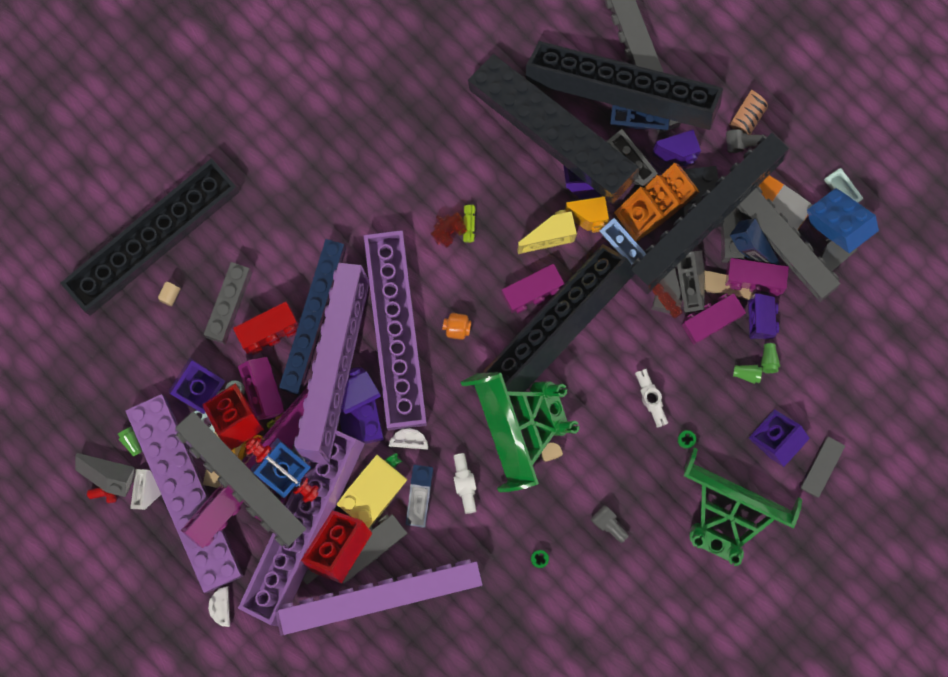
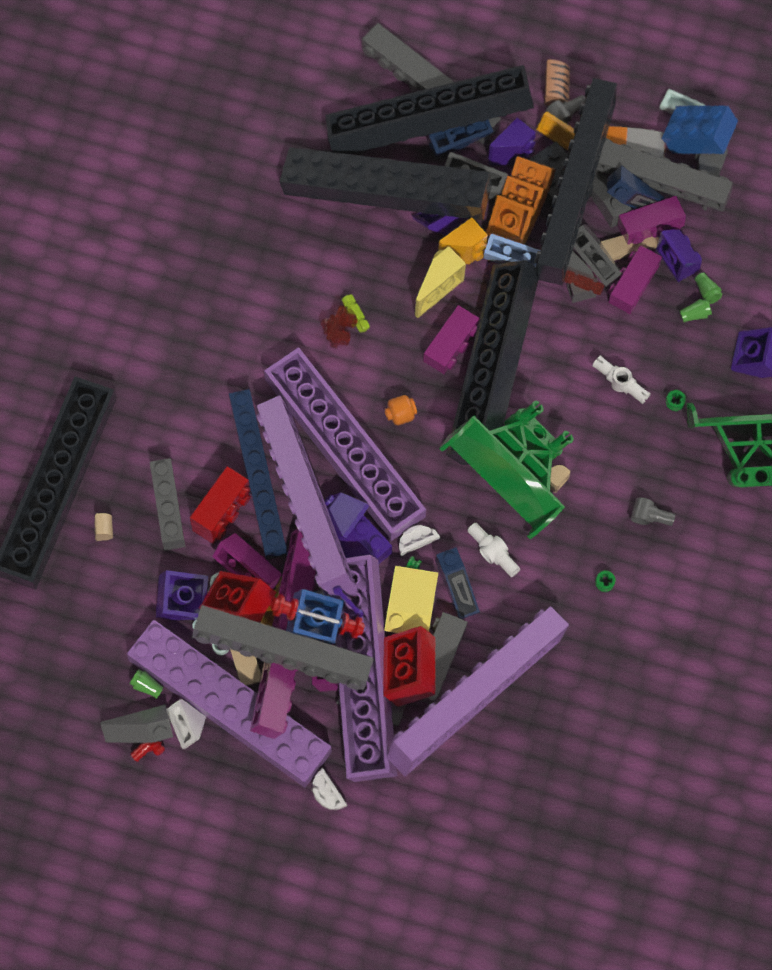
camera: 30 degrees left, 10 degrees down
(308, 458) = (338, 591): none -> dark purple hinge
(723, 153) = (556, 130): none -> light orange tile

